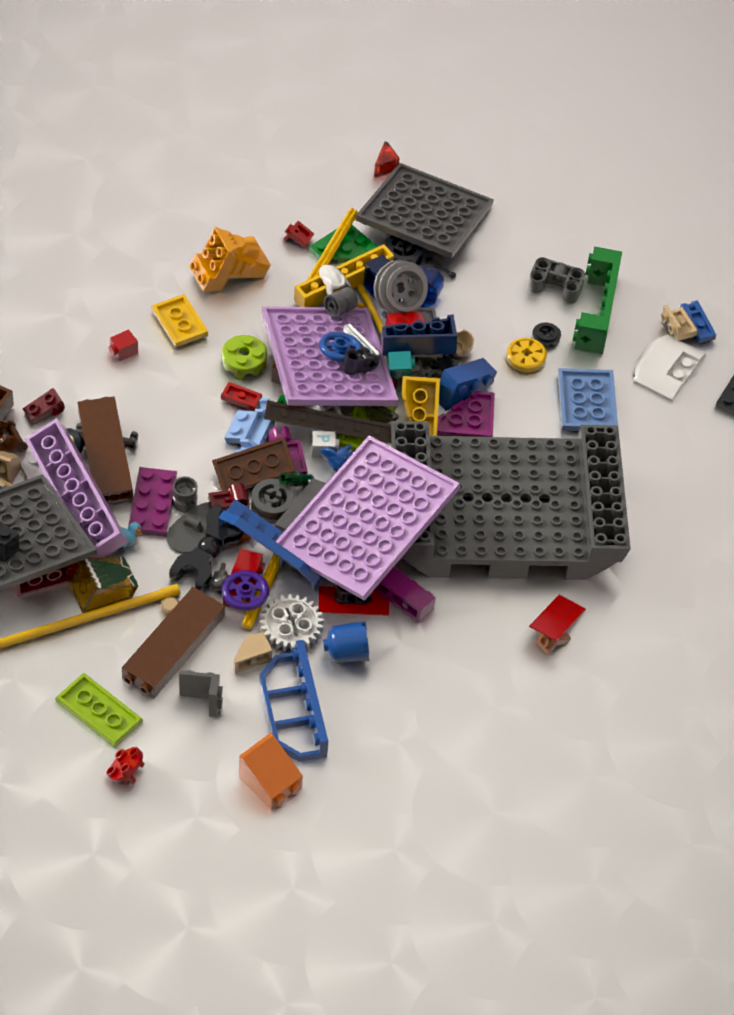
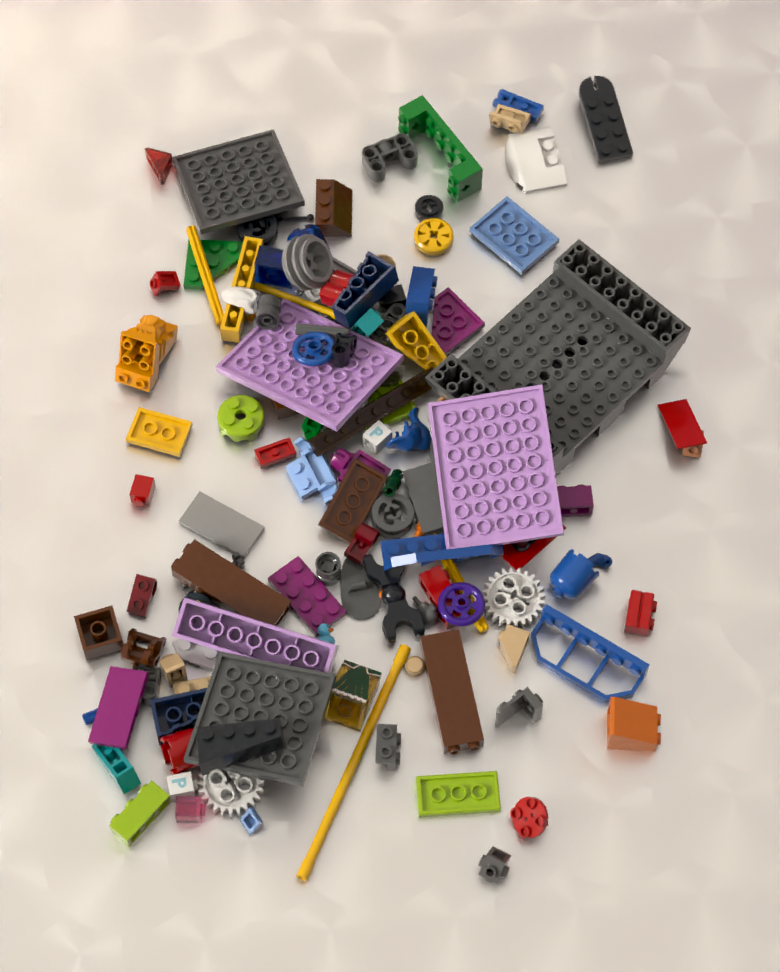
camera: 40 degrees left, 10 degrees up
(63, 770) = (494, 865): none -> dark grey brick
(86, 635) = (386, 746): none -> dark grey bracket
(150, 411) = (221, 524): none -> light grey tile
(370, 710) = (639, 613): none -> red brick
(384, 652) = (600, 560): none -> blue arm
(473, 280) = (333, 208): none -> reddish brown slope

